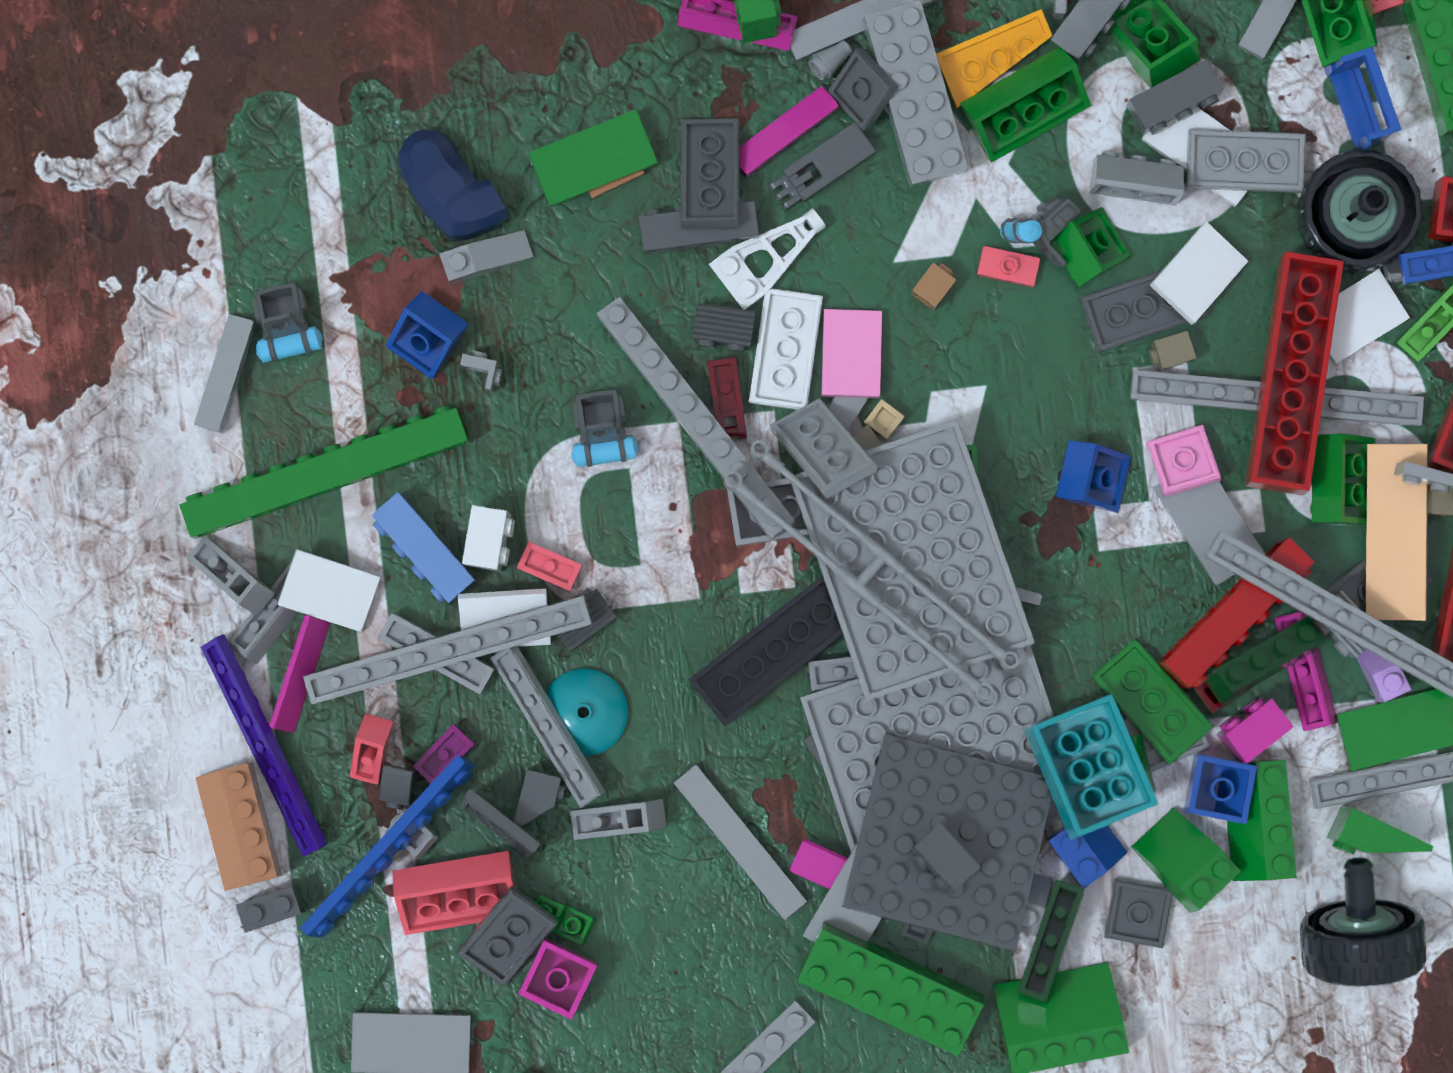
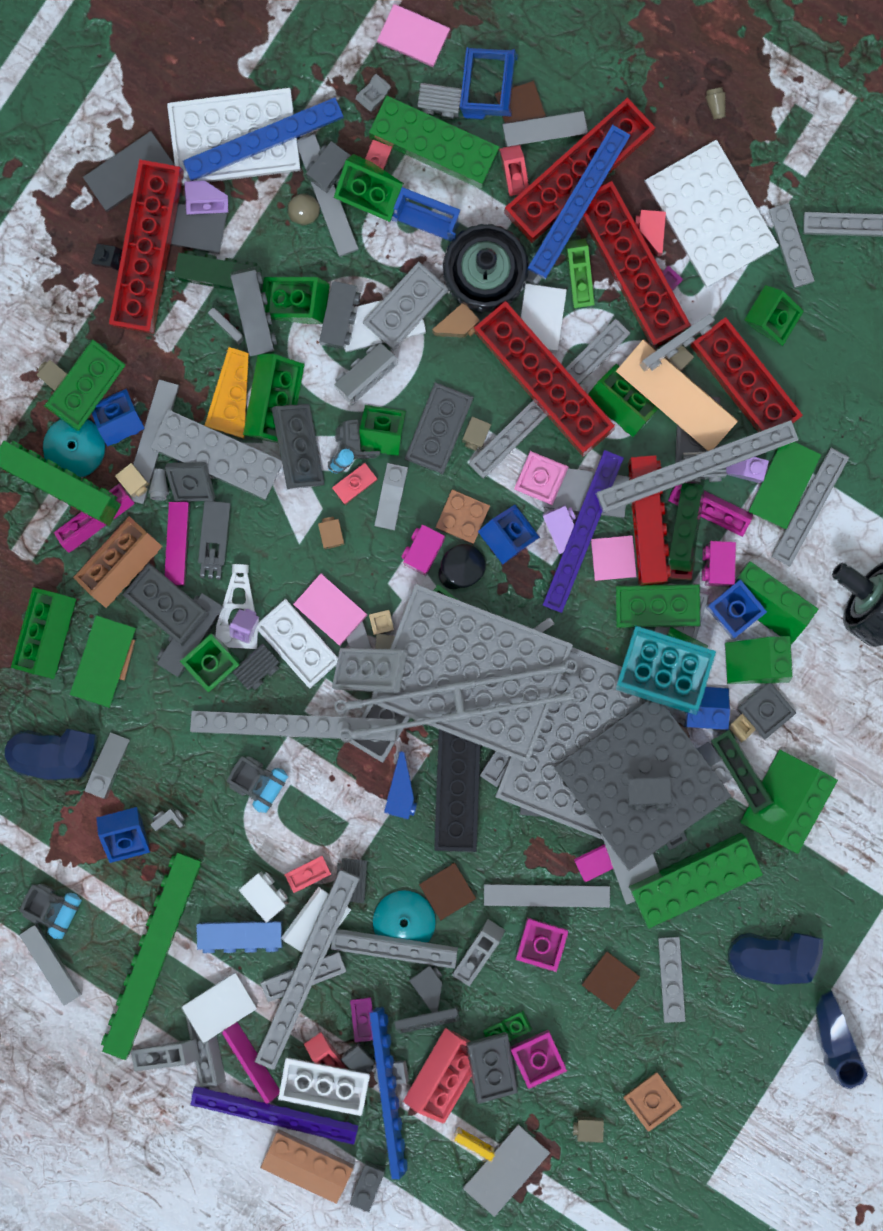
camera: 50 degrees left, 0 degrees up
(338, 772) = (324, 1086): none -> white slope
(410, 985) = (474, 1144): none -> yellow tile
(570, 70) = (43, 633): none -> green slope
(655, 731) = (447, 891): none -> reddish brown tile
(683, 879) = (541, 944): none -> dark pink brick
(688, 272) = (210, 662): none -> green slope
(706, 987) = (610, 980): none -> reddish brown tile
(711, 85) = (117, 562): none -> nougat slope
(719, 592) = (401, 794): none -> blue slope
(727, 395) = (296, 697): dark red plate -> none
(757, 274) = (244, 625): none -> lavender slope
(812, 27) = (132, 481): none -> tan brick
(997, 172) = (298, 446): none -> dark grey tile
(999, 398) = (423, 550): none -> dark pink brick
(1016, 455) = (462, 567): none -> black piece
(1028, 316) = (391, 496): none -> light grey slope
(1070, 411) = (462, 516): none -> nougat plate
(1097, 902) = (741, 727): none -> tan plate
(1150, 523) = (560, 525): none -> lavender slope
(1161, 553) = (582, 533): none -> dark purple plate
(1162, 611) = (613, 558): none -> bright pink tile
(1198, 273) = (445, 383): white tile -> none
(1273, 231) = (458, 323): none -> medium nougat slope
(1362, 833) = (827, 551): green slope -> none

